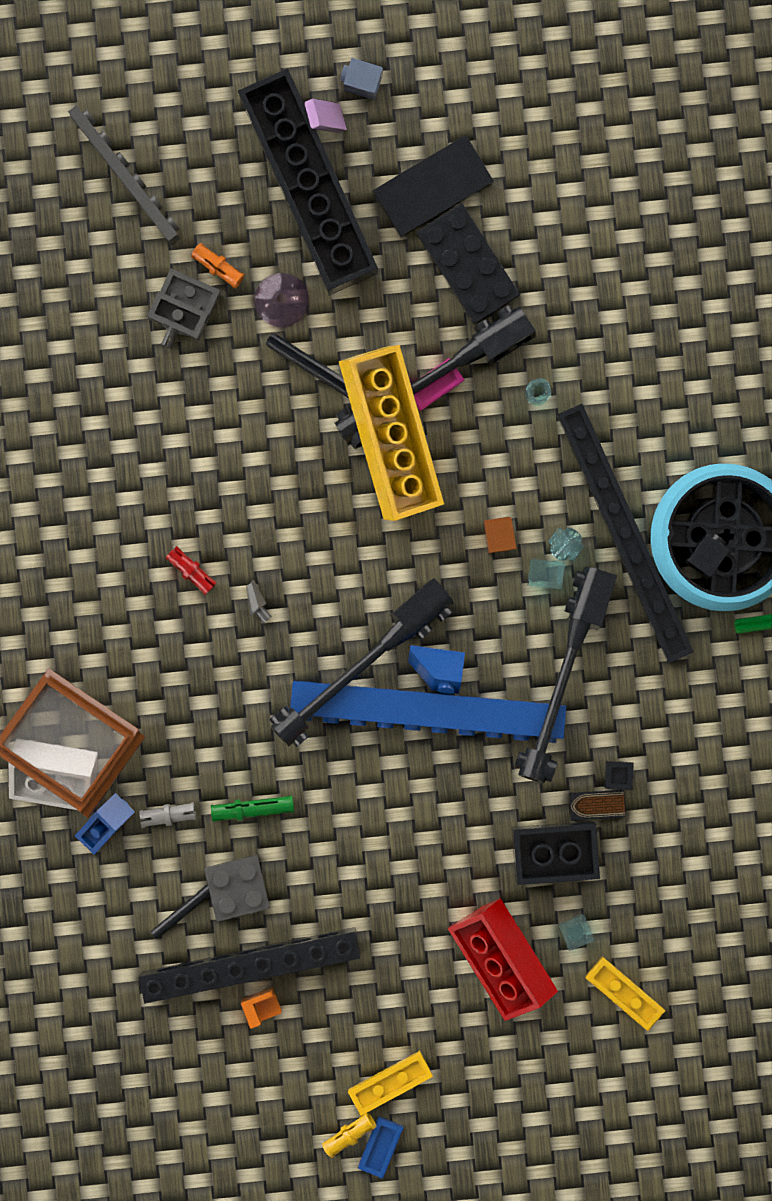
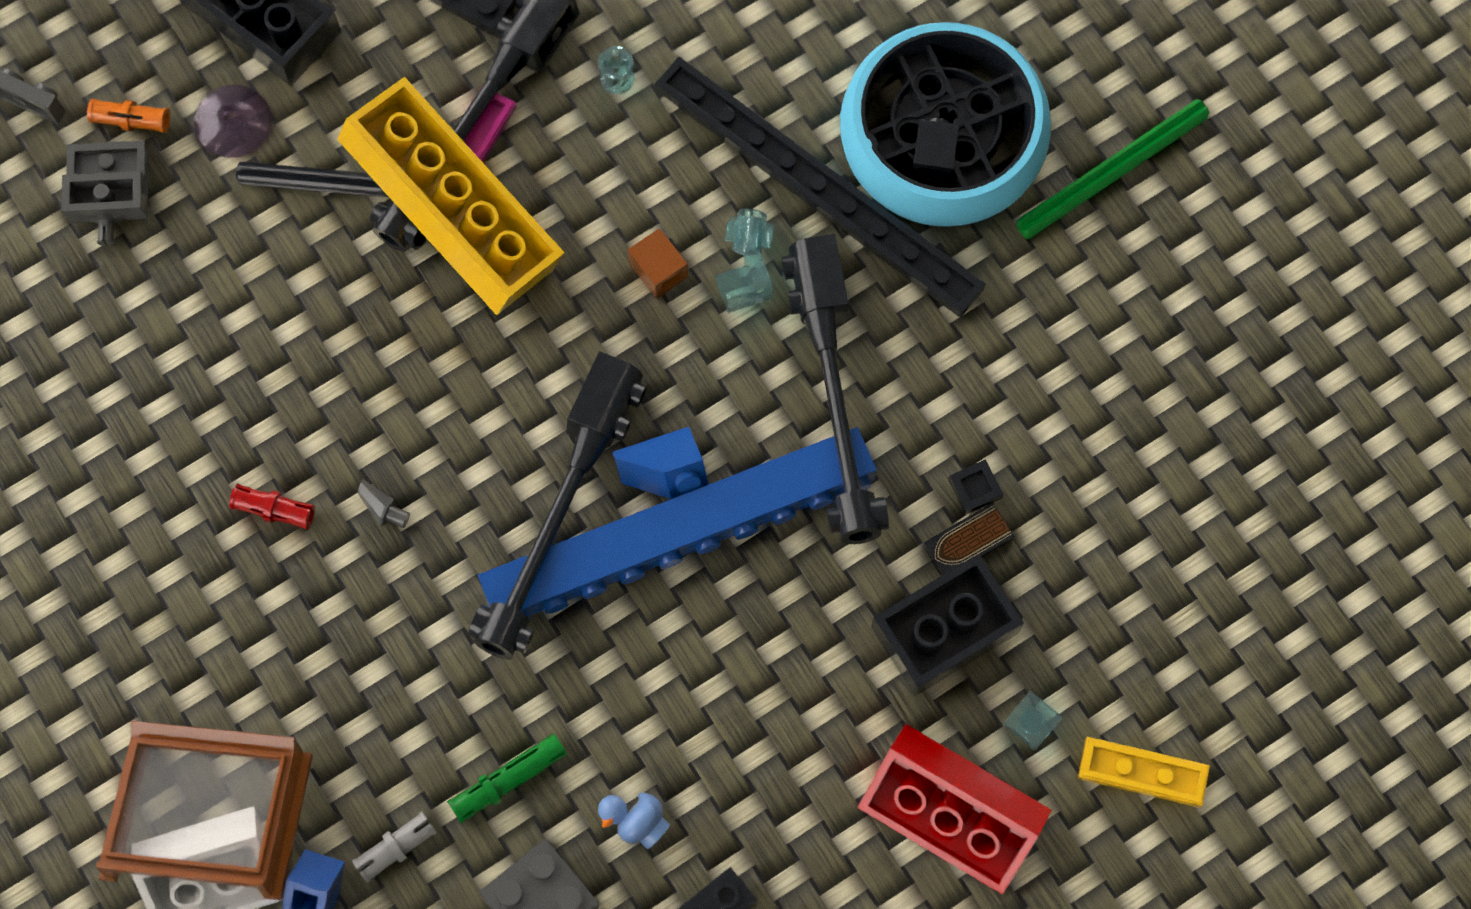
camera: 25 degrees left, 15 degrees down
(314, 875) = (640, 824): none -> medium blue animal

